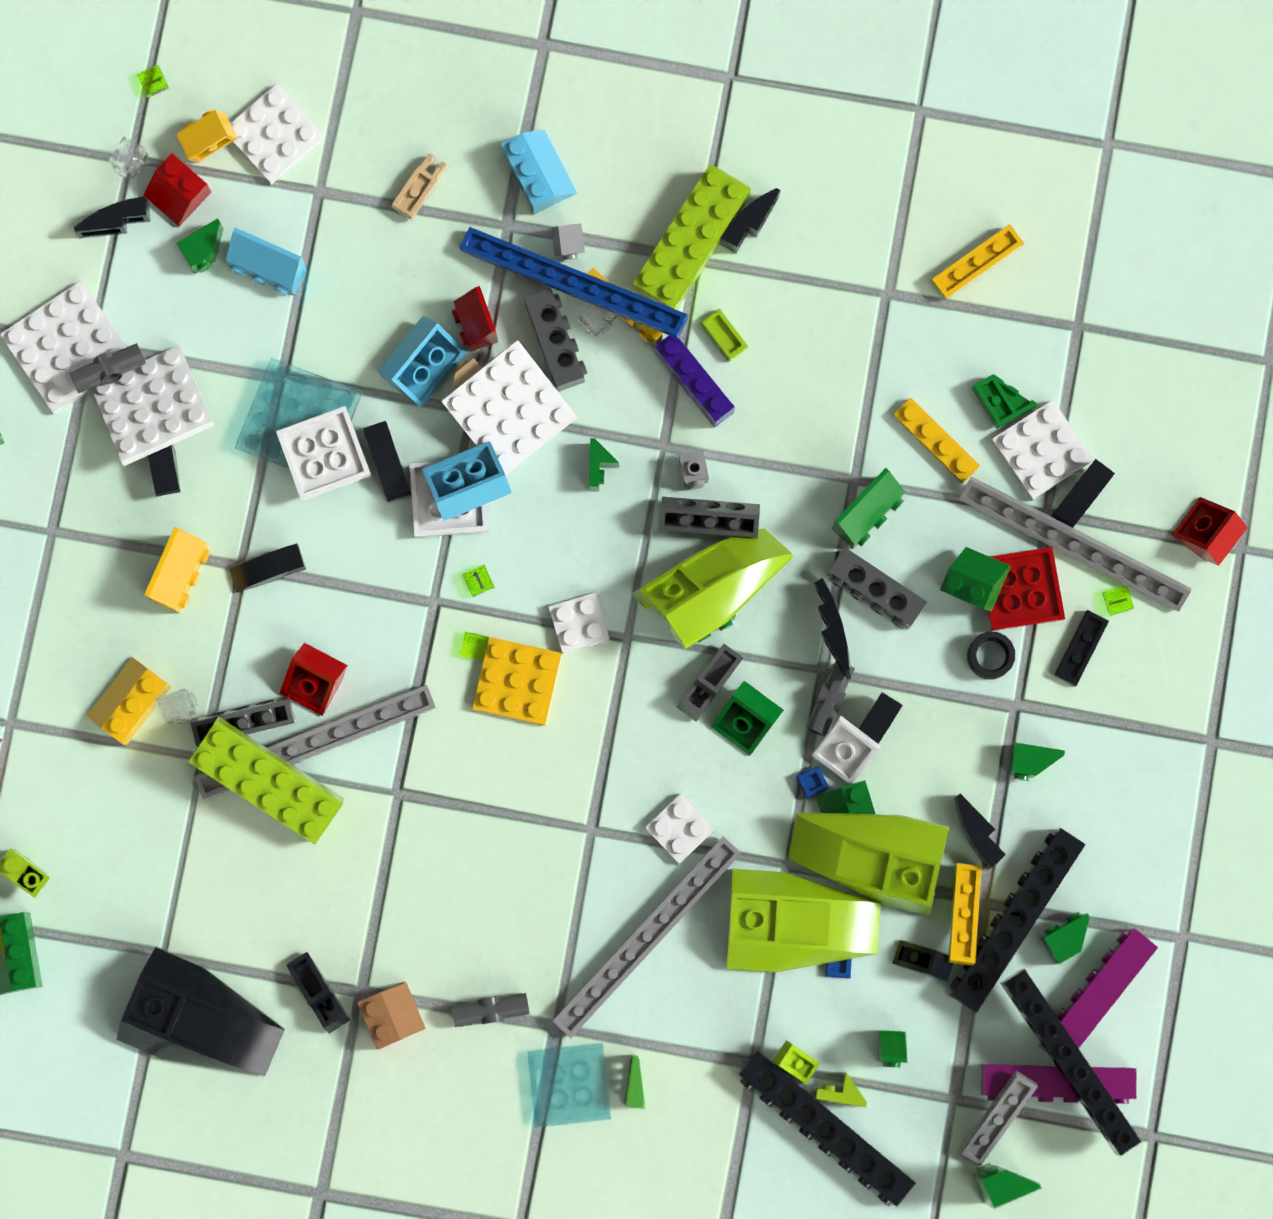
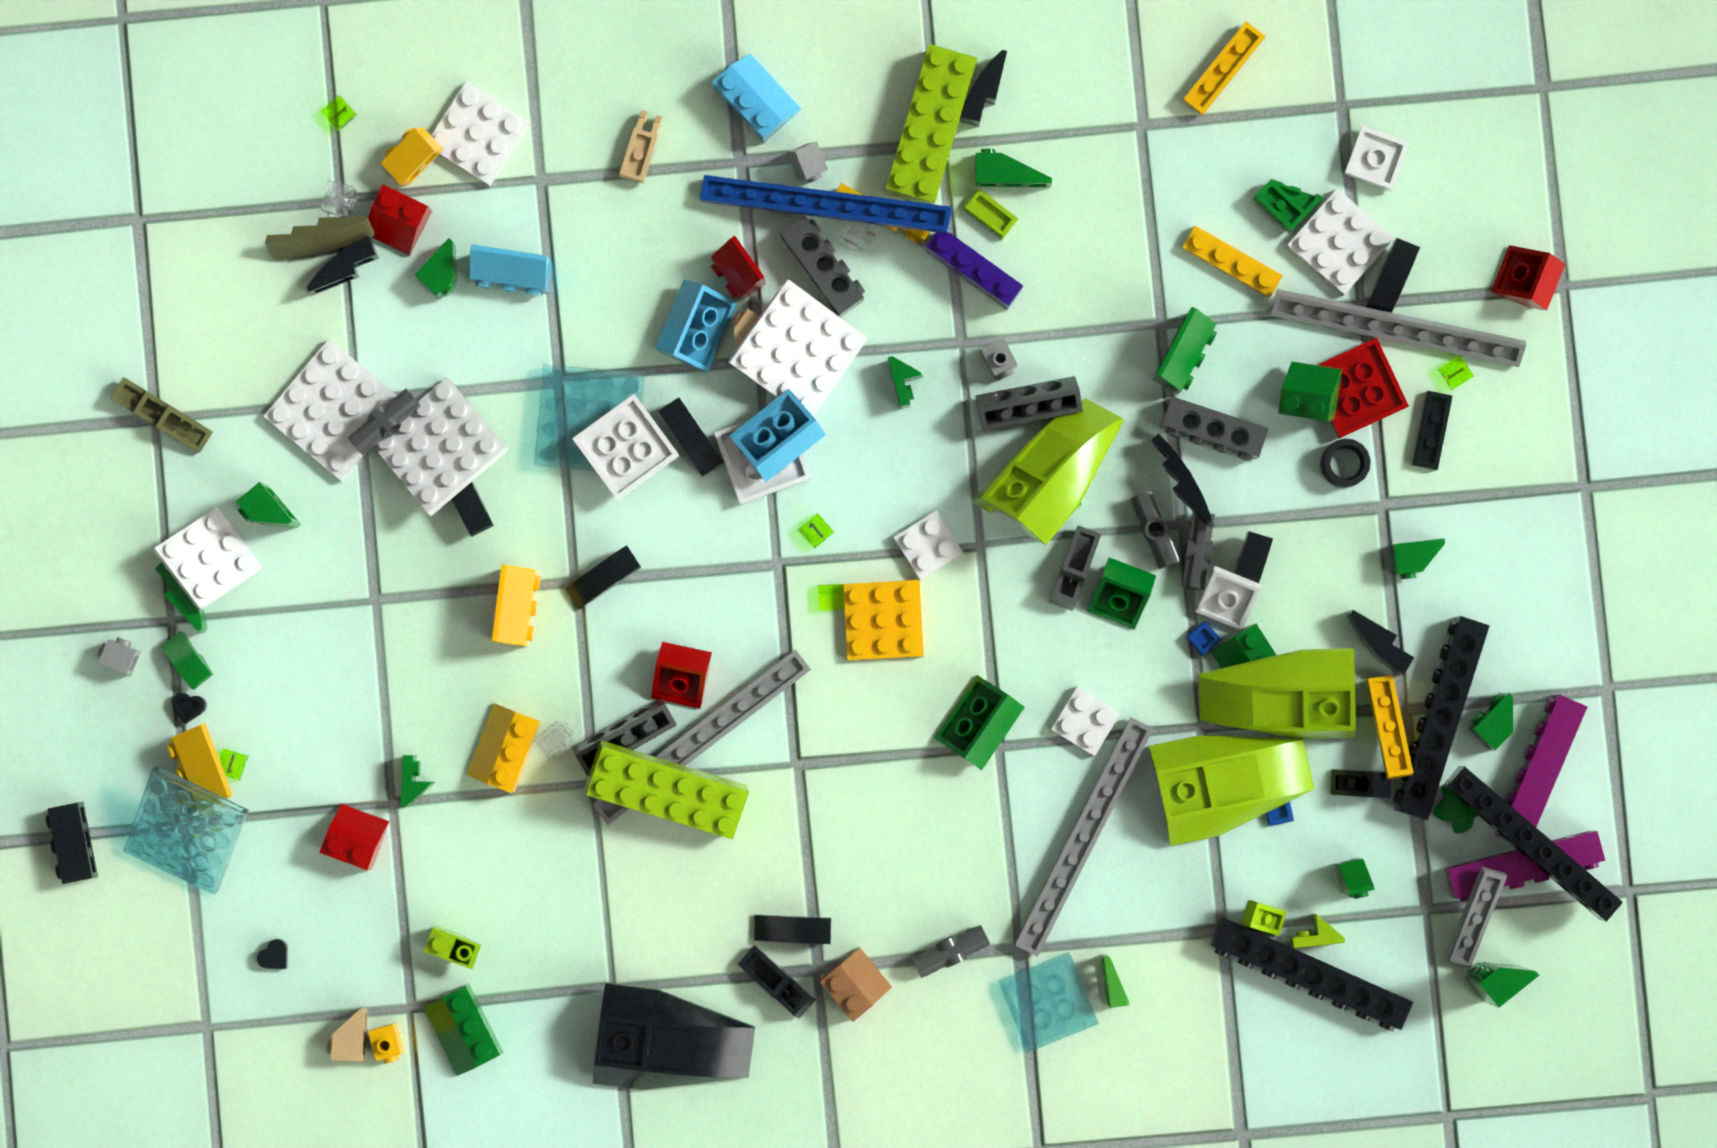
camera: 15 degrees left, 5 degrees up
(30, 713) = (412, 789): none -> green slope
(107, 186) = (325, 236): none -> olive slope
(347, 946) = (792, 929): none -> black slope
(579, 801) = (979, 722): none -> green slope
(746, 299) = (1000, 170): none -> green slope
(794, 652) = (1148, 513): none -> dark grey piece
(1006, 1012) = (1454, 810): none -> green plate
(1097, 382) = (1376, 158): none -> white plate

